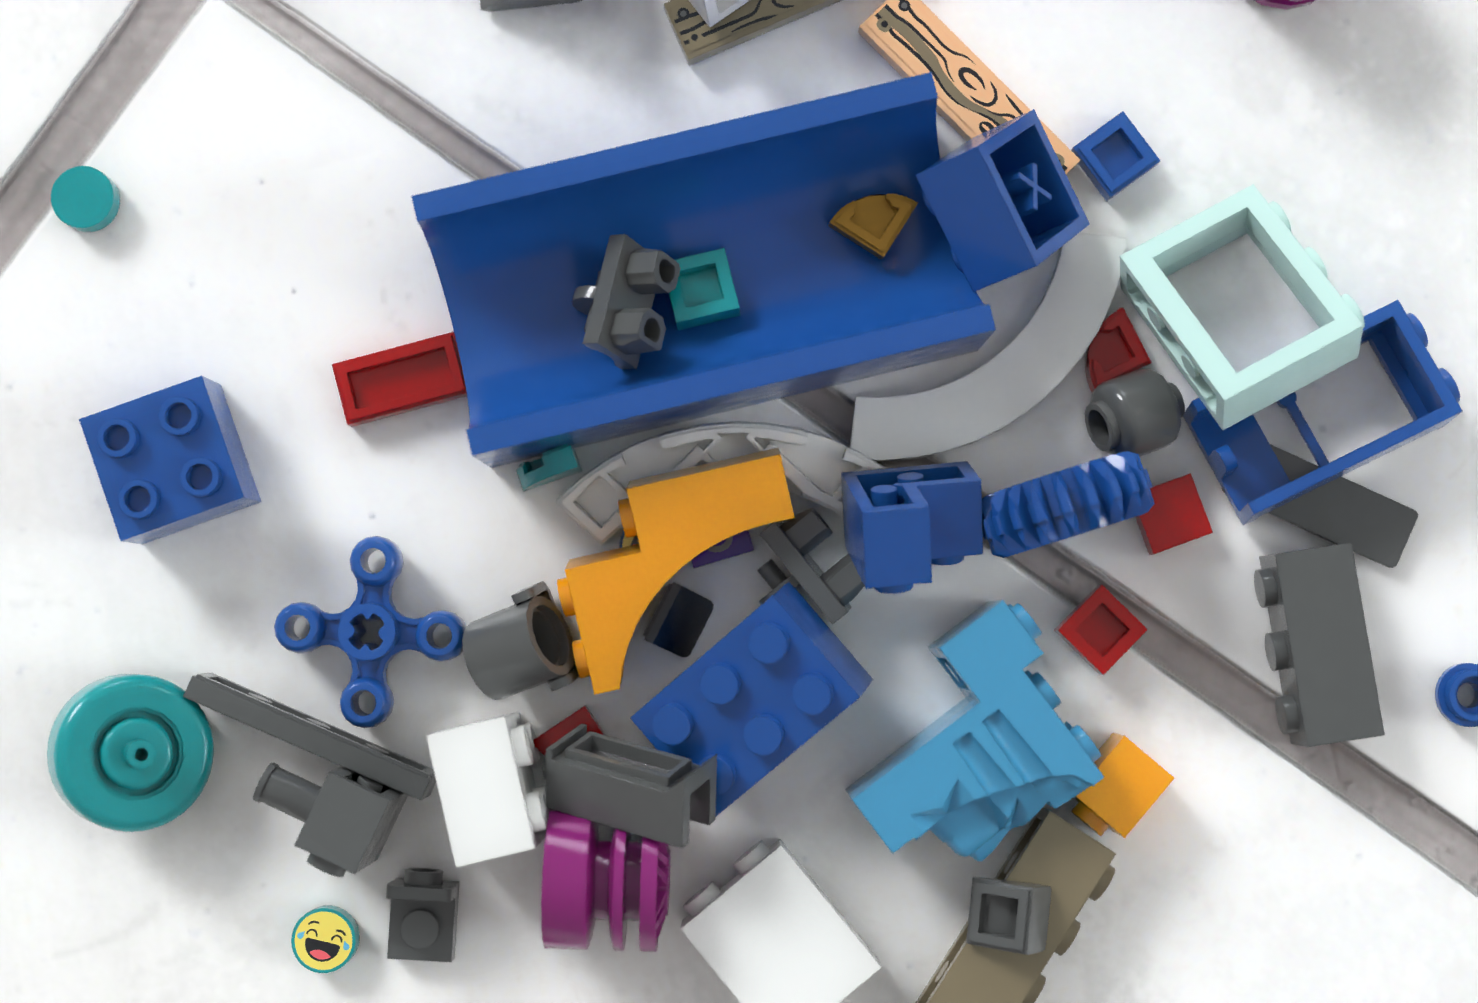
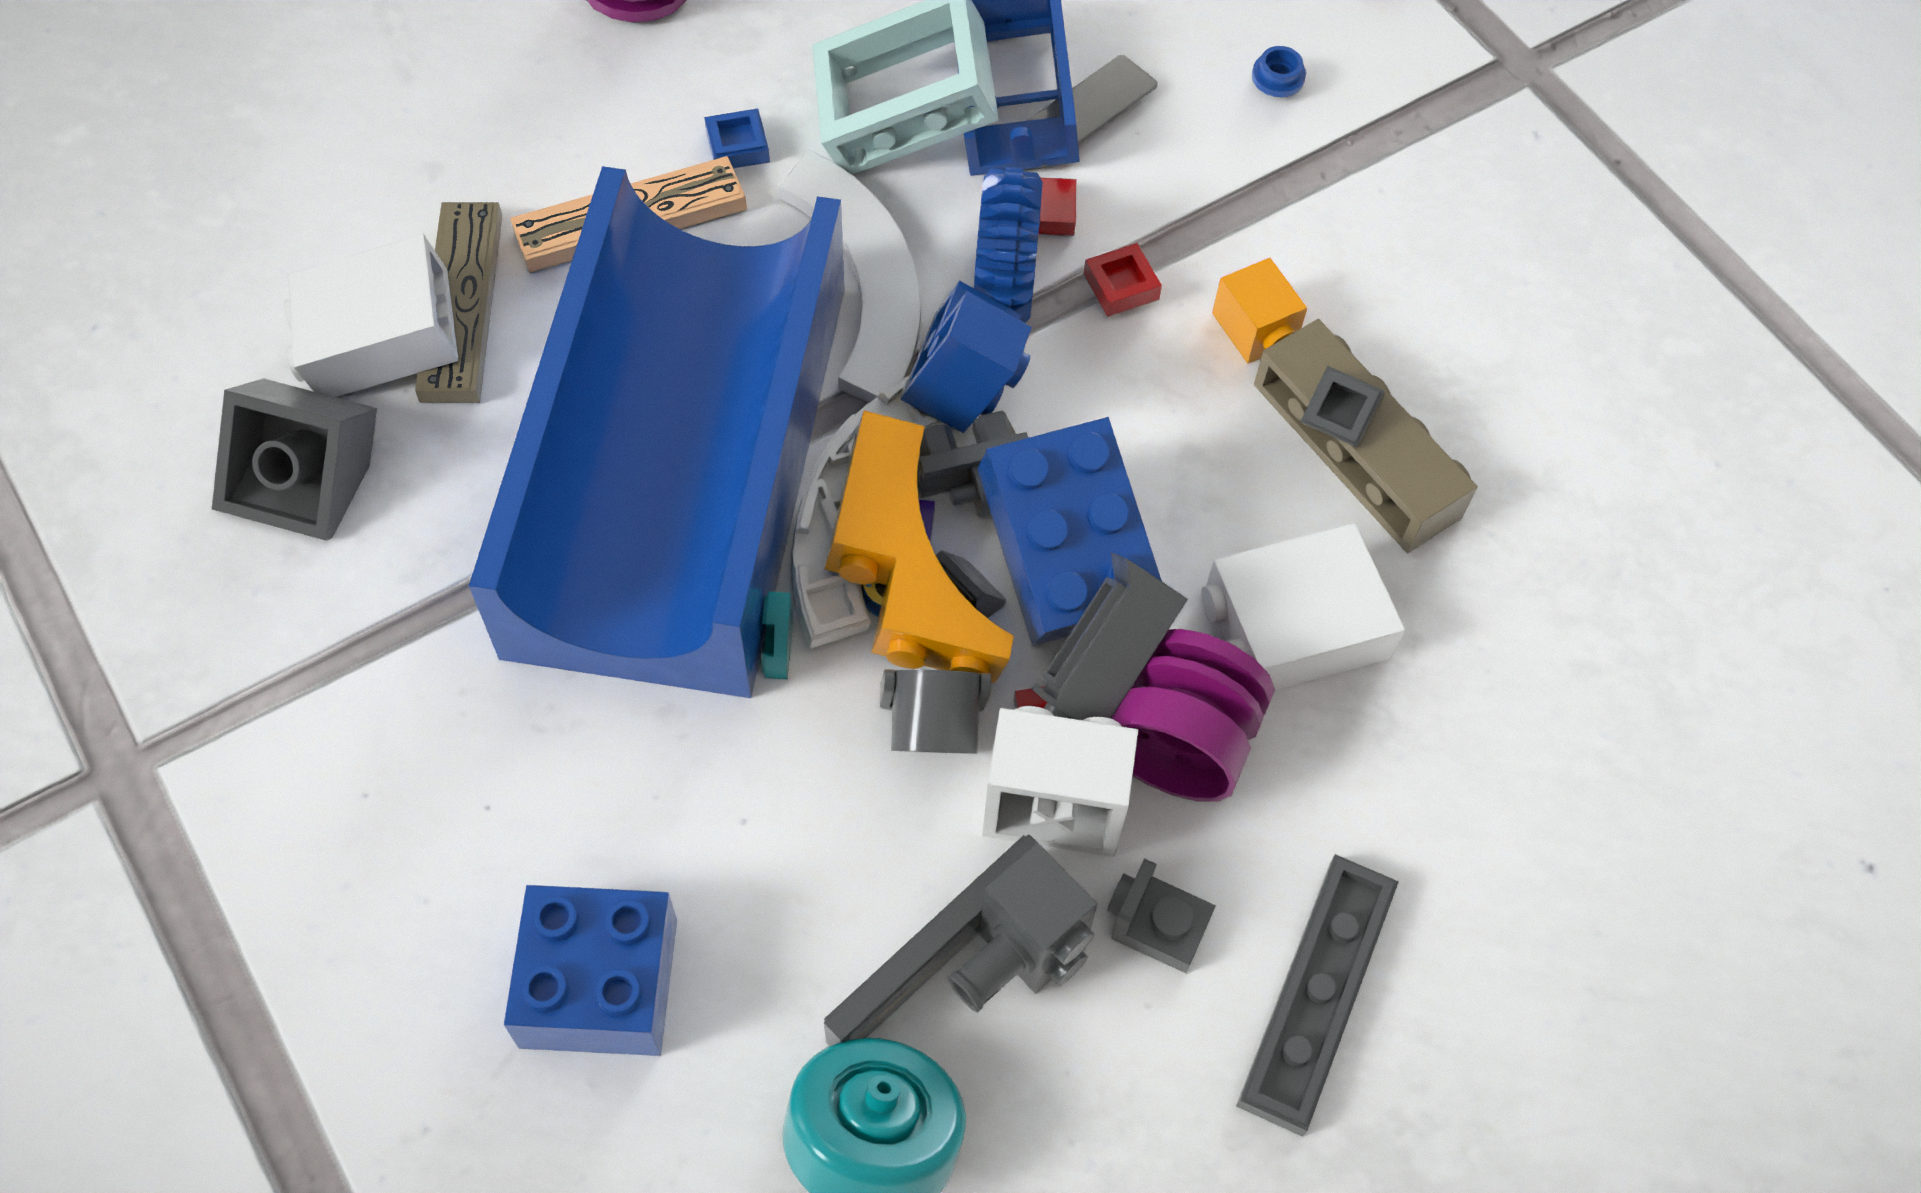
camera: 70 degrees left, 25 degrees down
(85, 199) = (280, 963): teal tile -> none
(325, 939) = (1147, 1024): tile -> none
(345, 629) = (844, 869): blue gear -> none
(400, 379) = (626, 738): red tile -> none
(622, 300) = (663, 489): dark grey hips -> none
(704, 290) = (683, 433): teal tile -> none
(873, 221) = (699, 289): pearl gold tile -> none
(990, 755) = (1192, 371): dark azure brick -> none
(1002, 201) = (734, 191): blue brick -> none
(1114, 350) = (897, 193): red tile -> none
(1134, 413) = (952, 190): dark grey head -> none
(1319, 645) = (1199, 141): dark grey brick -> none

